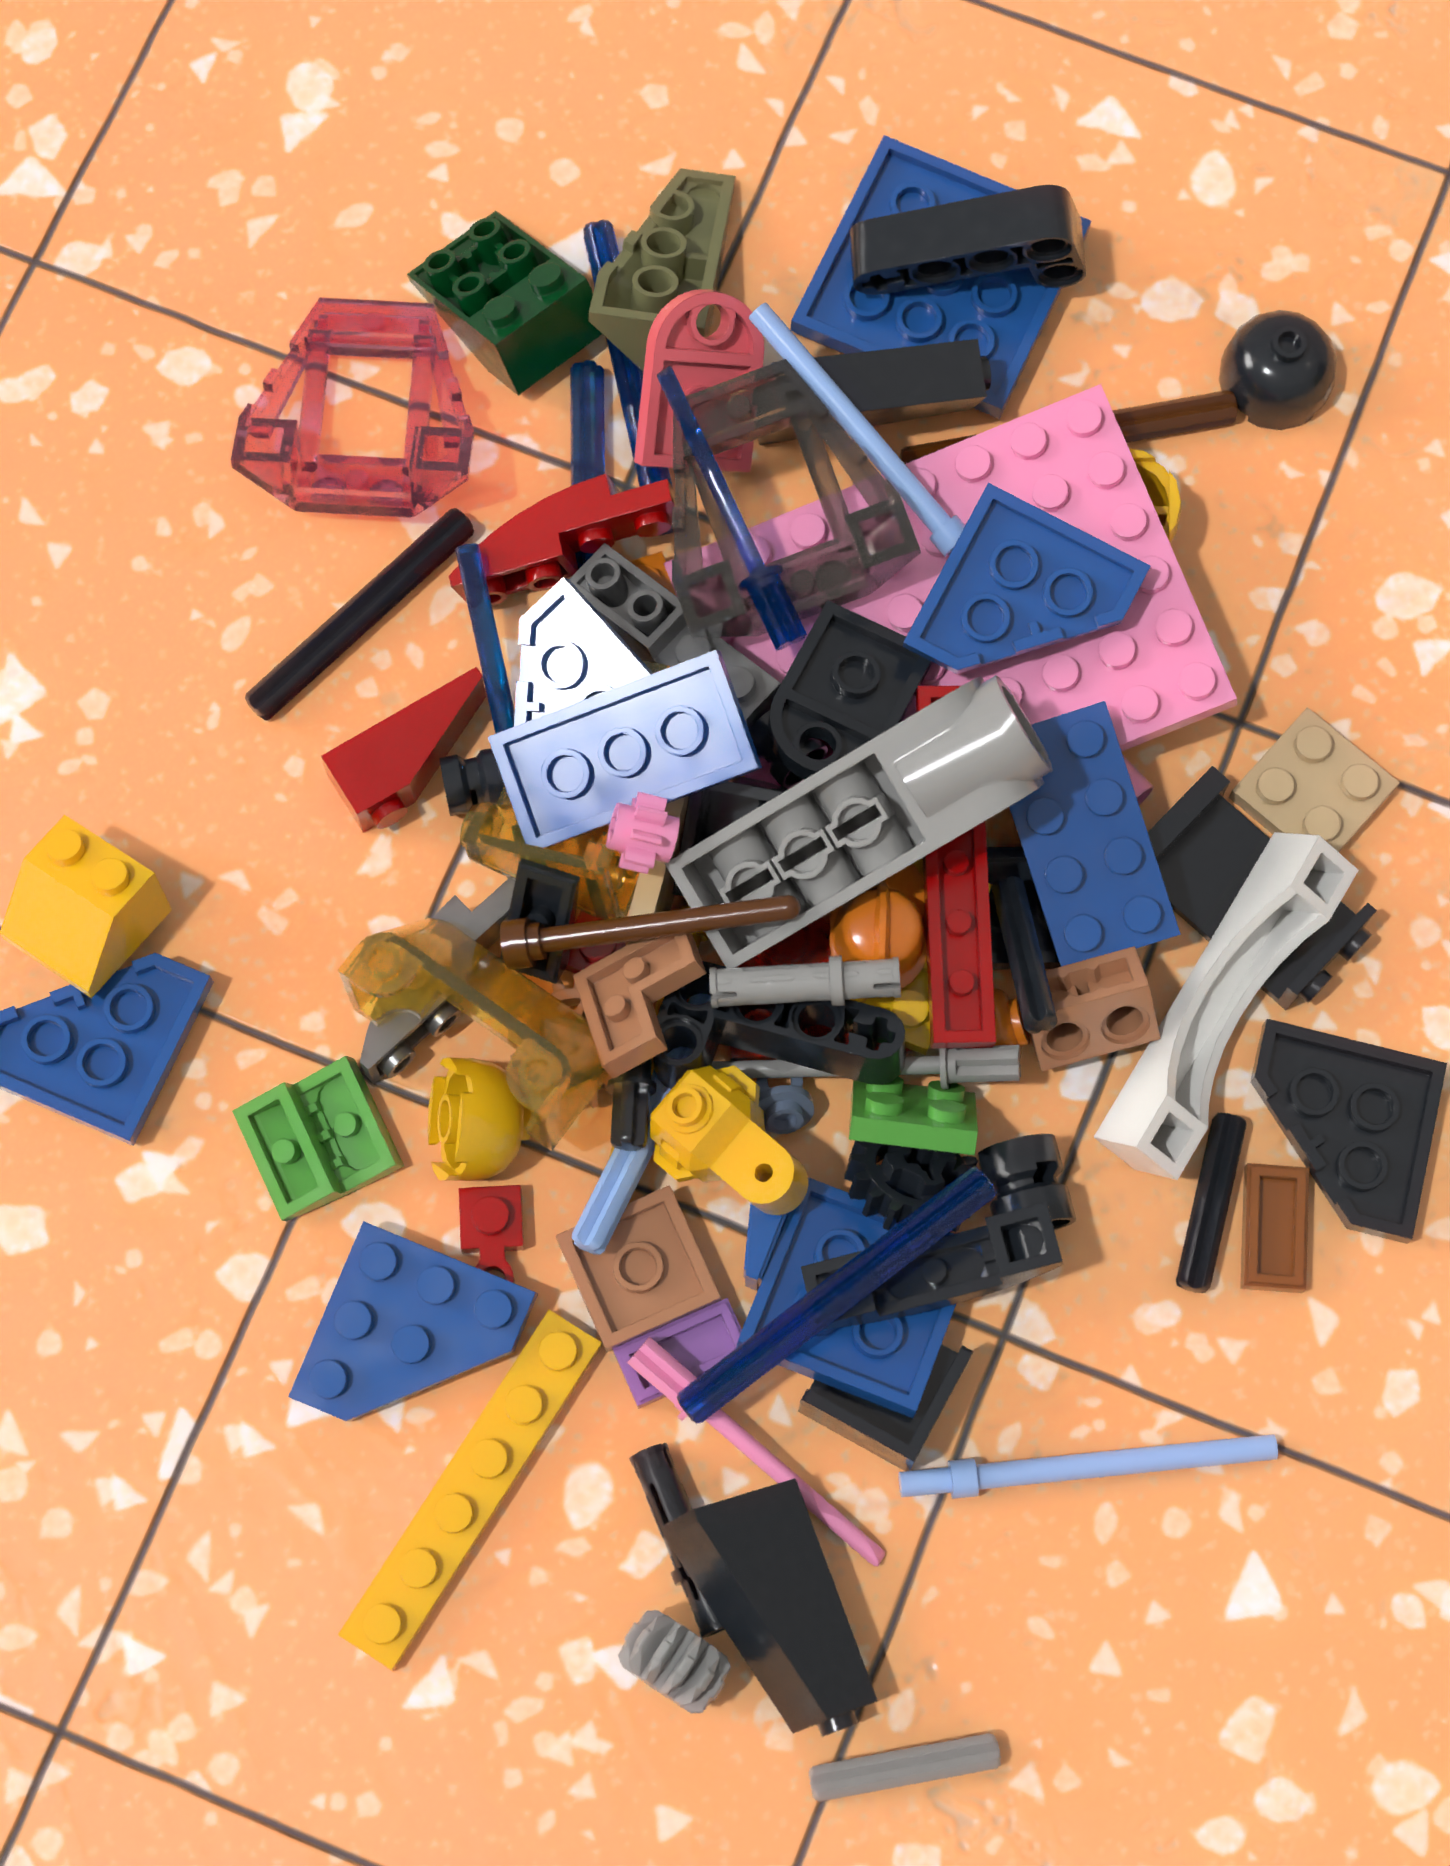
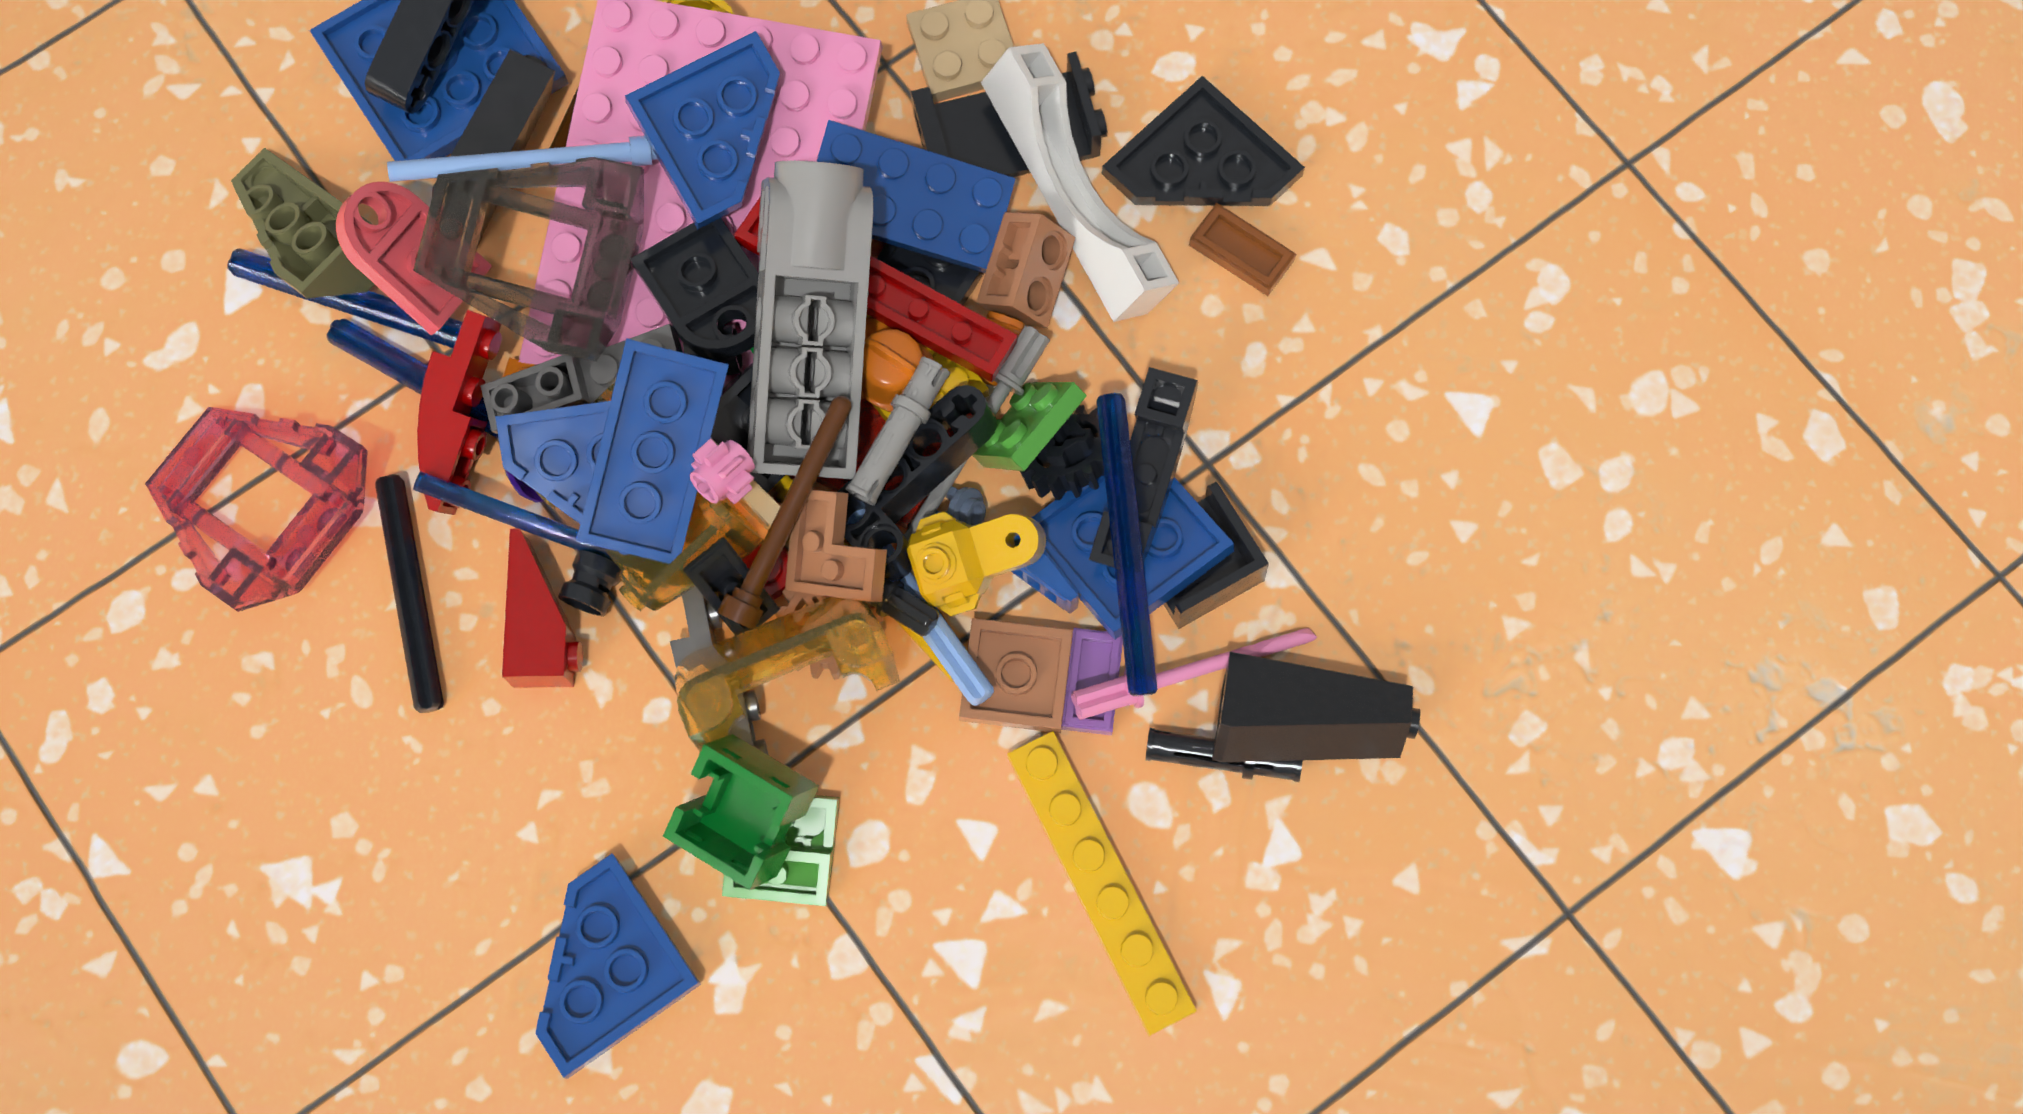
camera: 55 degrees left, 0 degrees up
(82, 906) = (498, 916): yellow slope -> none
(314, 1078) = (744, 813): none -> green piece
(405, 1325) = (957, 860): blue plate -> none
(474, 1120) = (840, 724): yellow cylinder -> none
(491, 1225) = (922, 760): red plate -> none
(508, 300) = (246, 351): dark green slope -> none
(674, 1661) = (1308, 807): light grey gear -> none
(763, 583) = (591, 292): clear blue piece -> none
(904, 1767) = (1462, 699): light grey axle -> none
(965, 1477) = (1293, 542): light blue bar -> none
(1024, 955) = (969, 283): black axle -> none
(1026, 1175) = (1111, 373): black wheel -> none
(1211, 1203) = (1204, 279): black axle -> none

